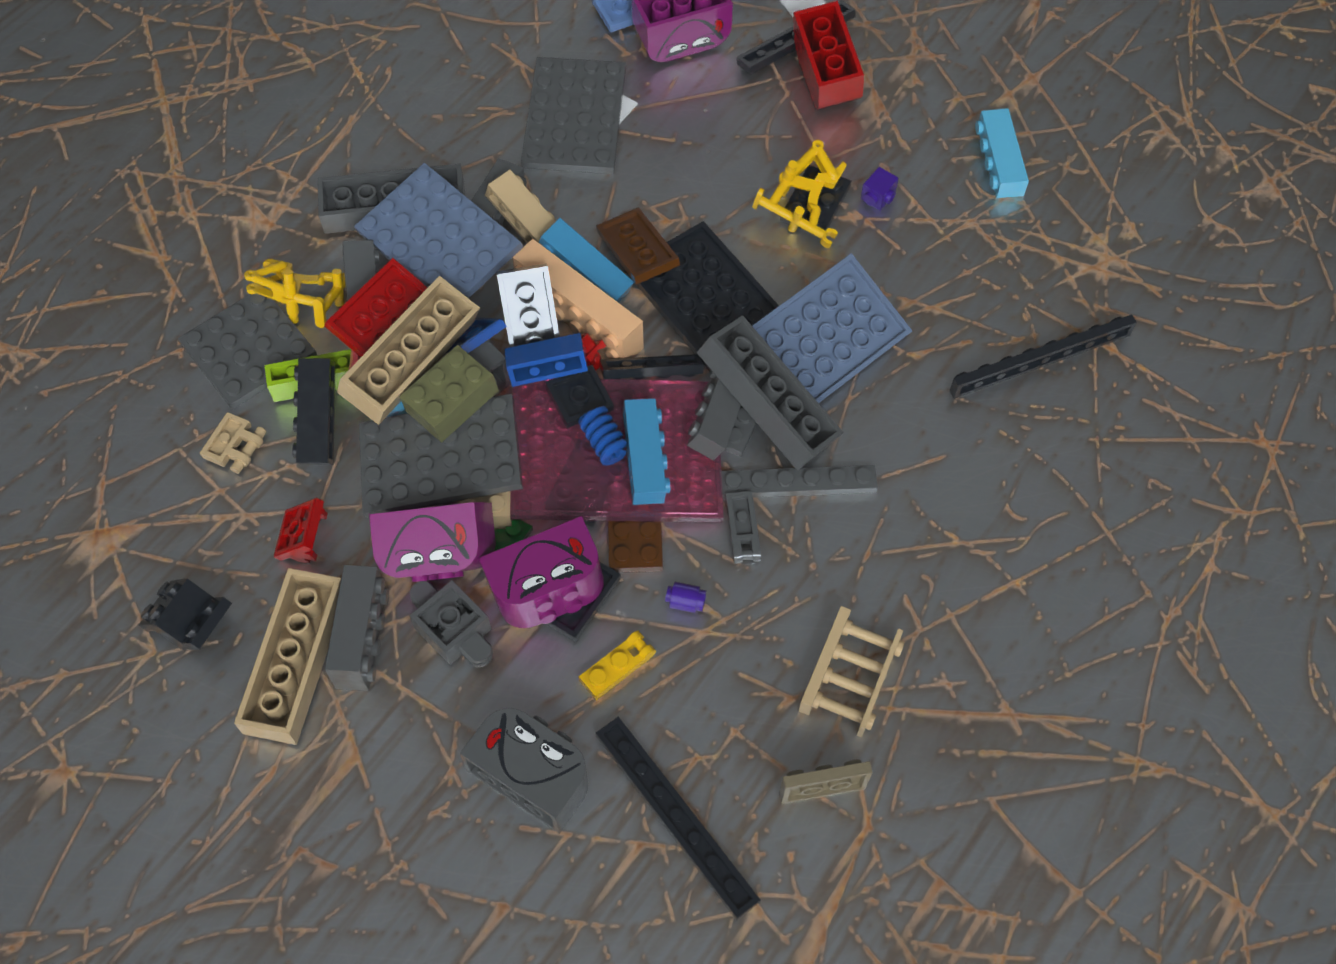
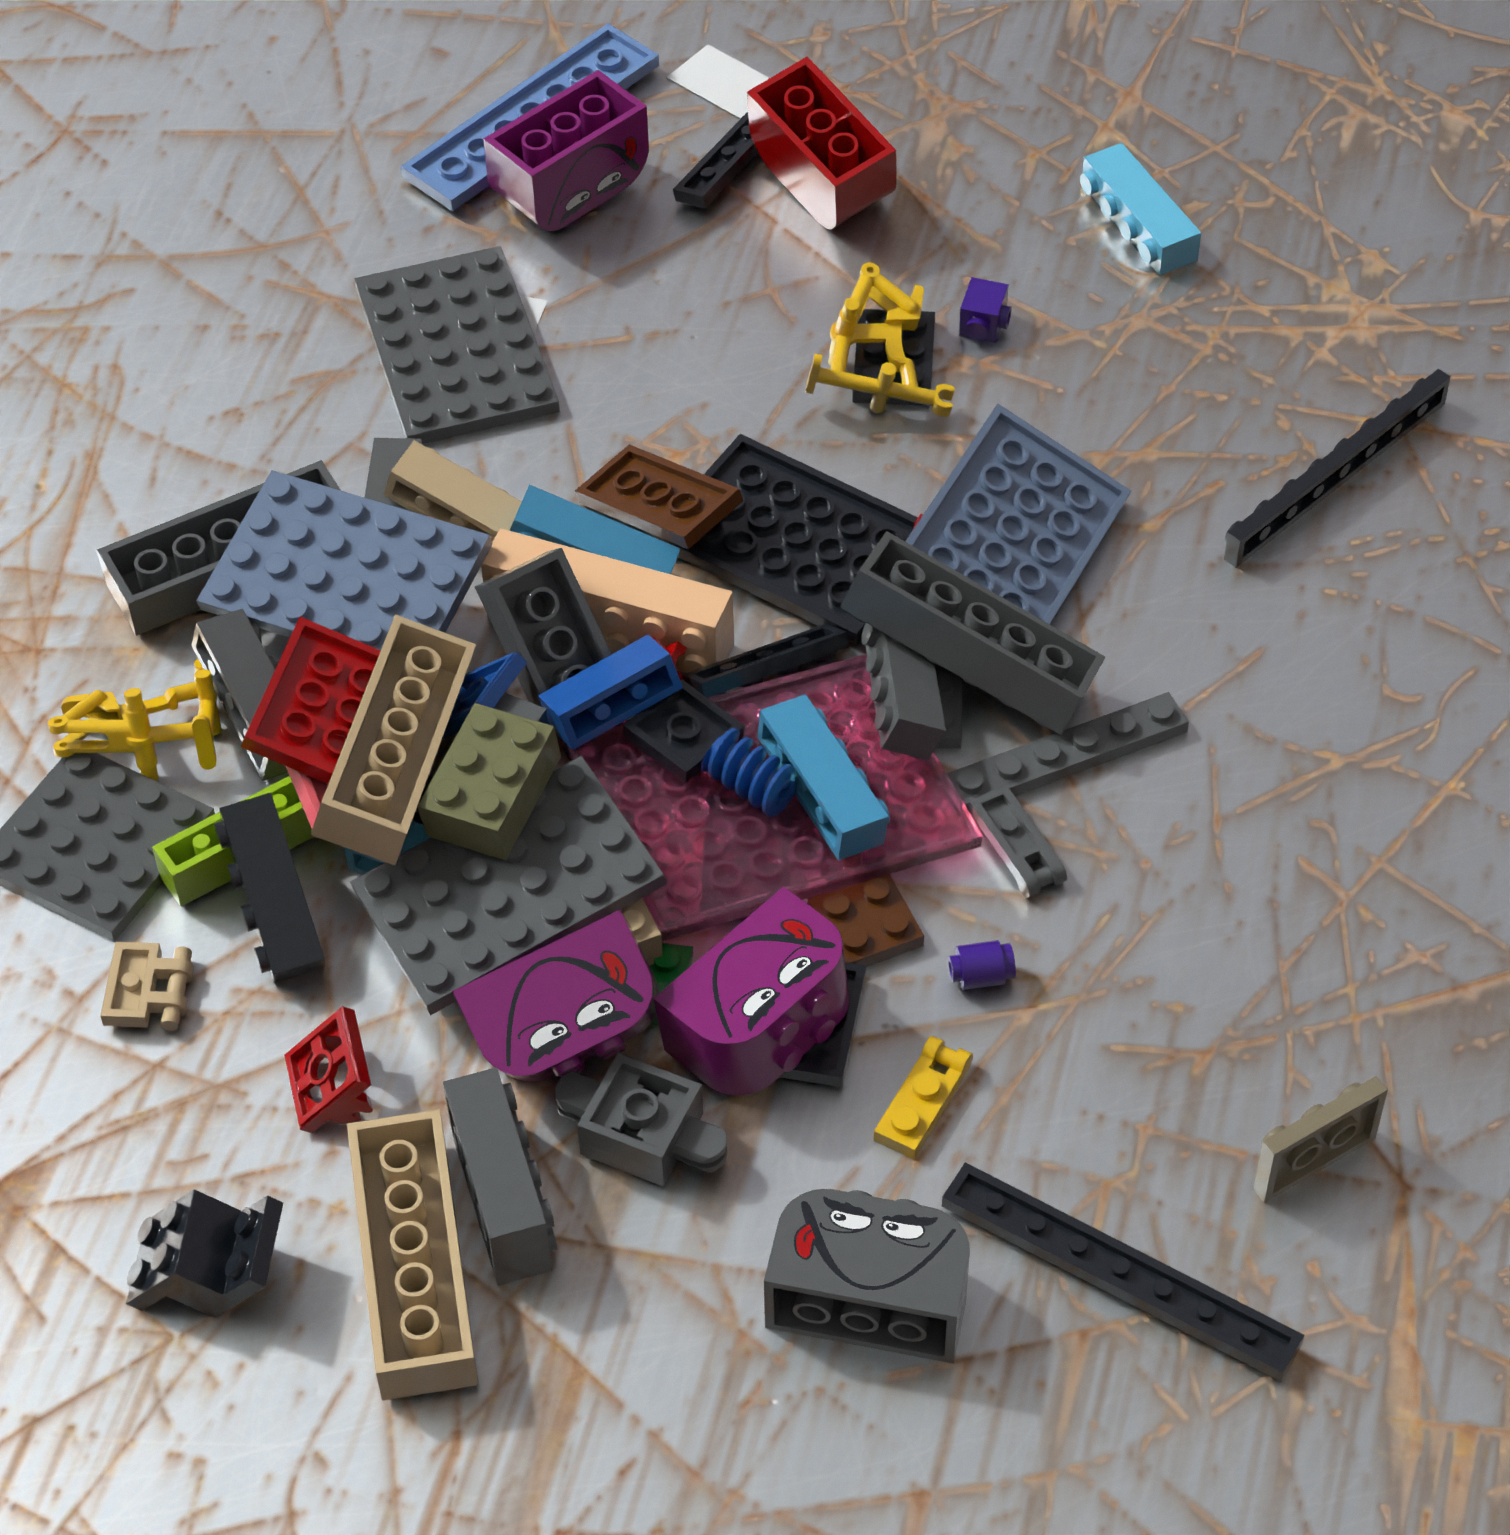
camera: 20 degrees left, 10 degrees down
(825, 674) = (1241, 999): tan fence -> none

